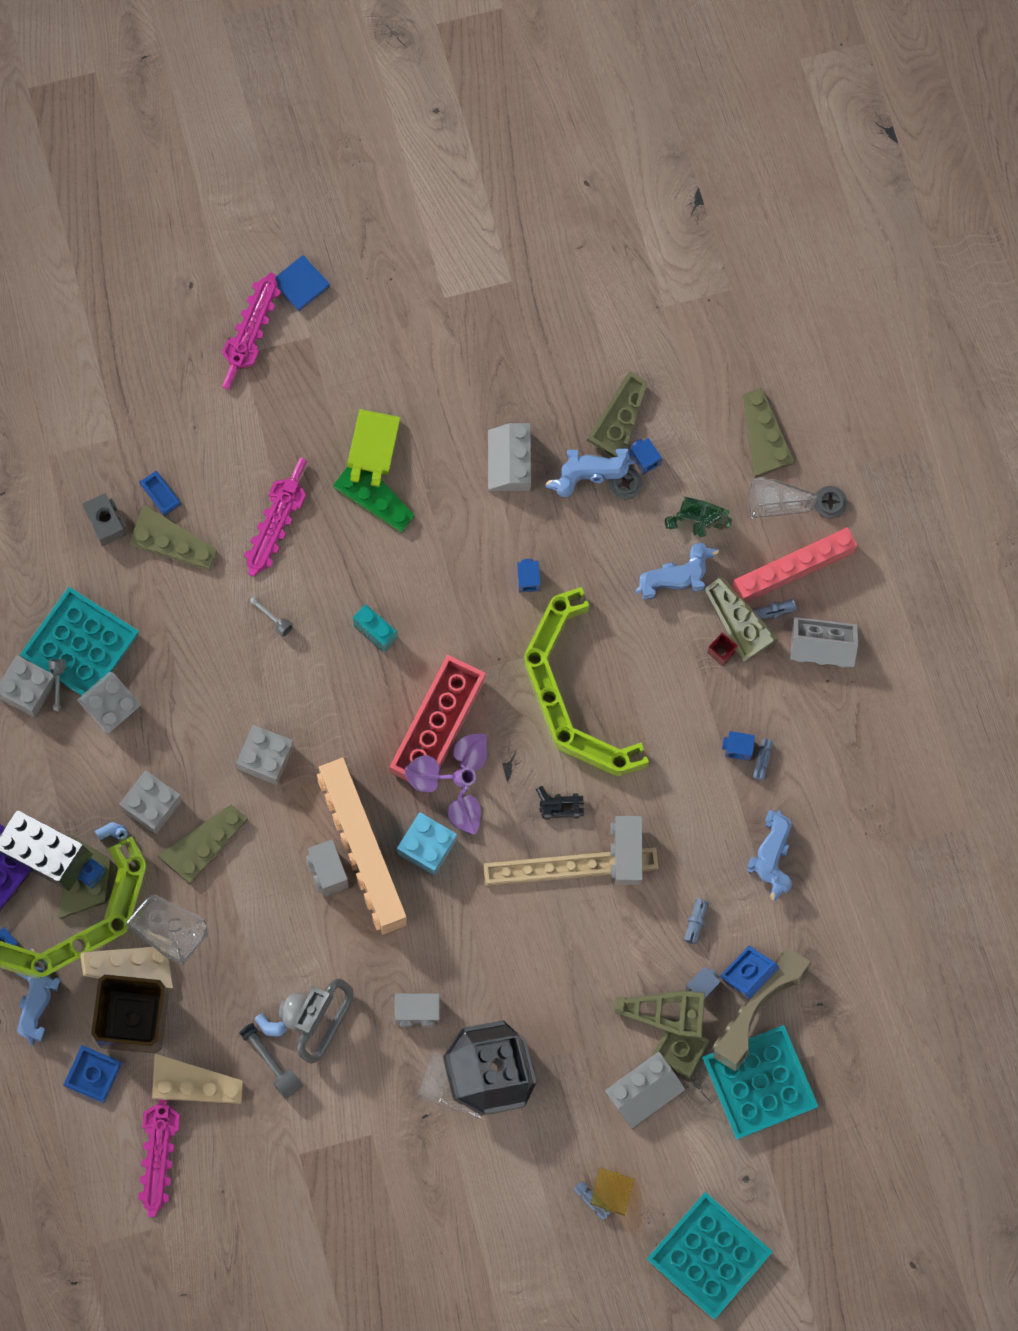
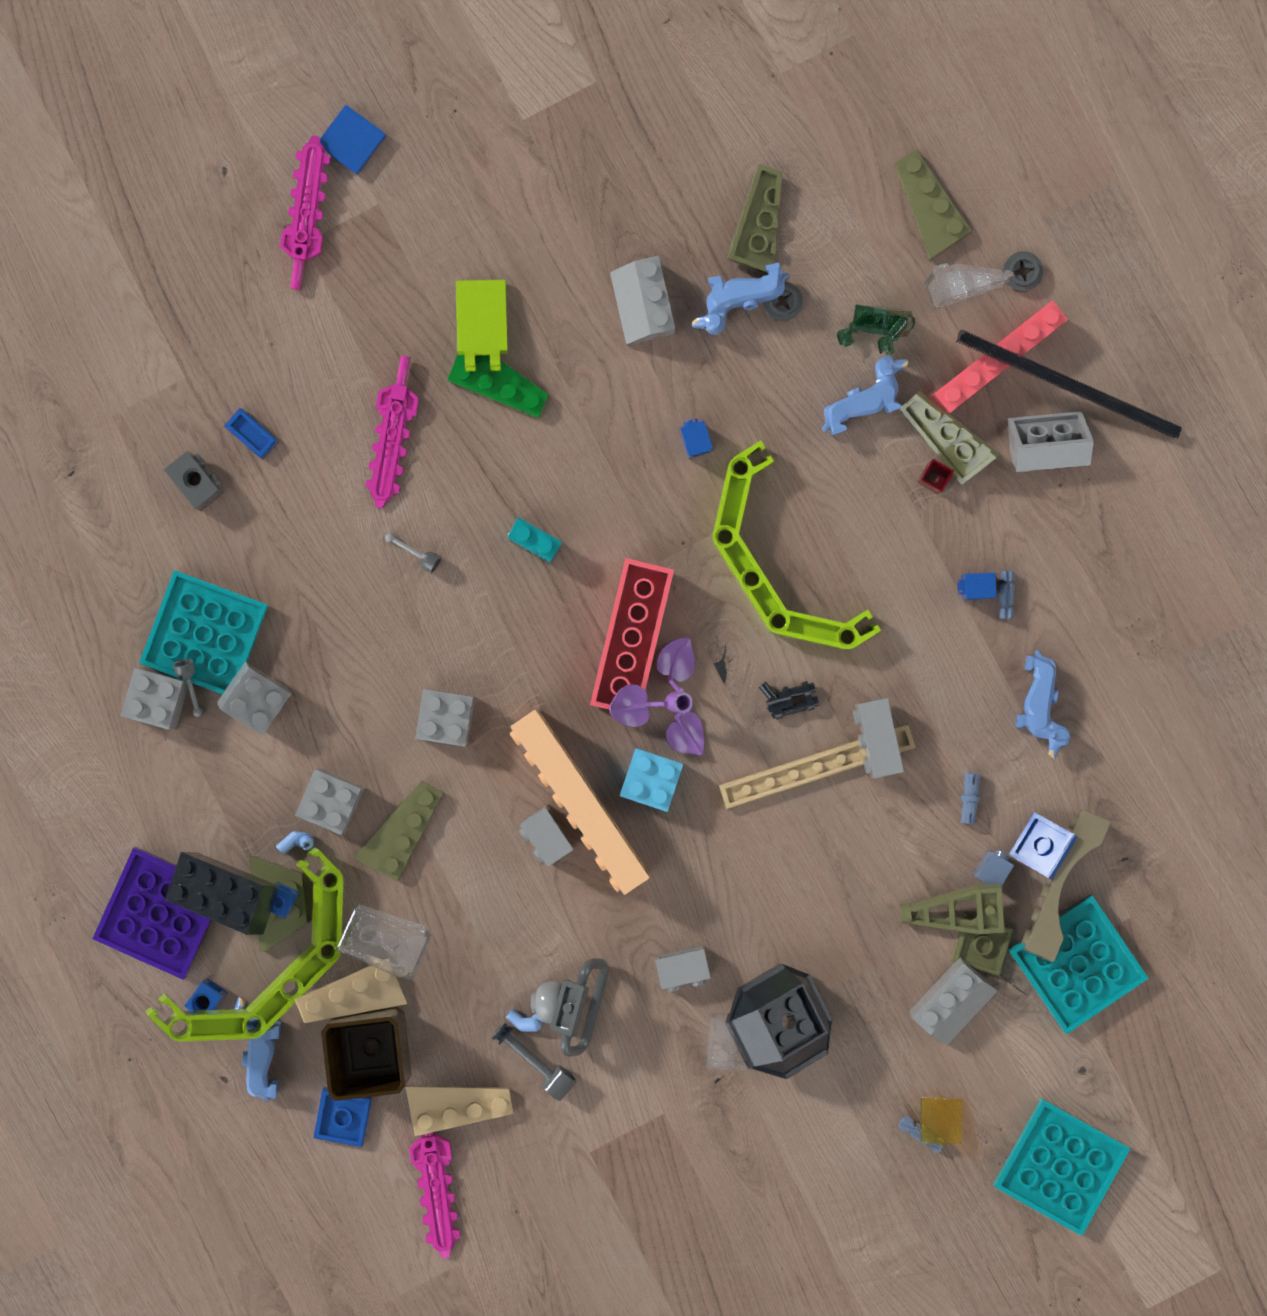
camera: 10 degrees left, 15 degrees up
(167, 539) = (269, 485): olive wing -> none
(645, 455) = (799, 262): blue brick -> none
(775, 609) = (986, 414): sand blue pin -> none
(848, 596) = (1075, 387): none -> black axle

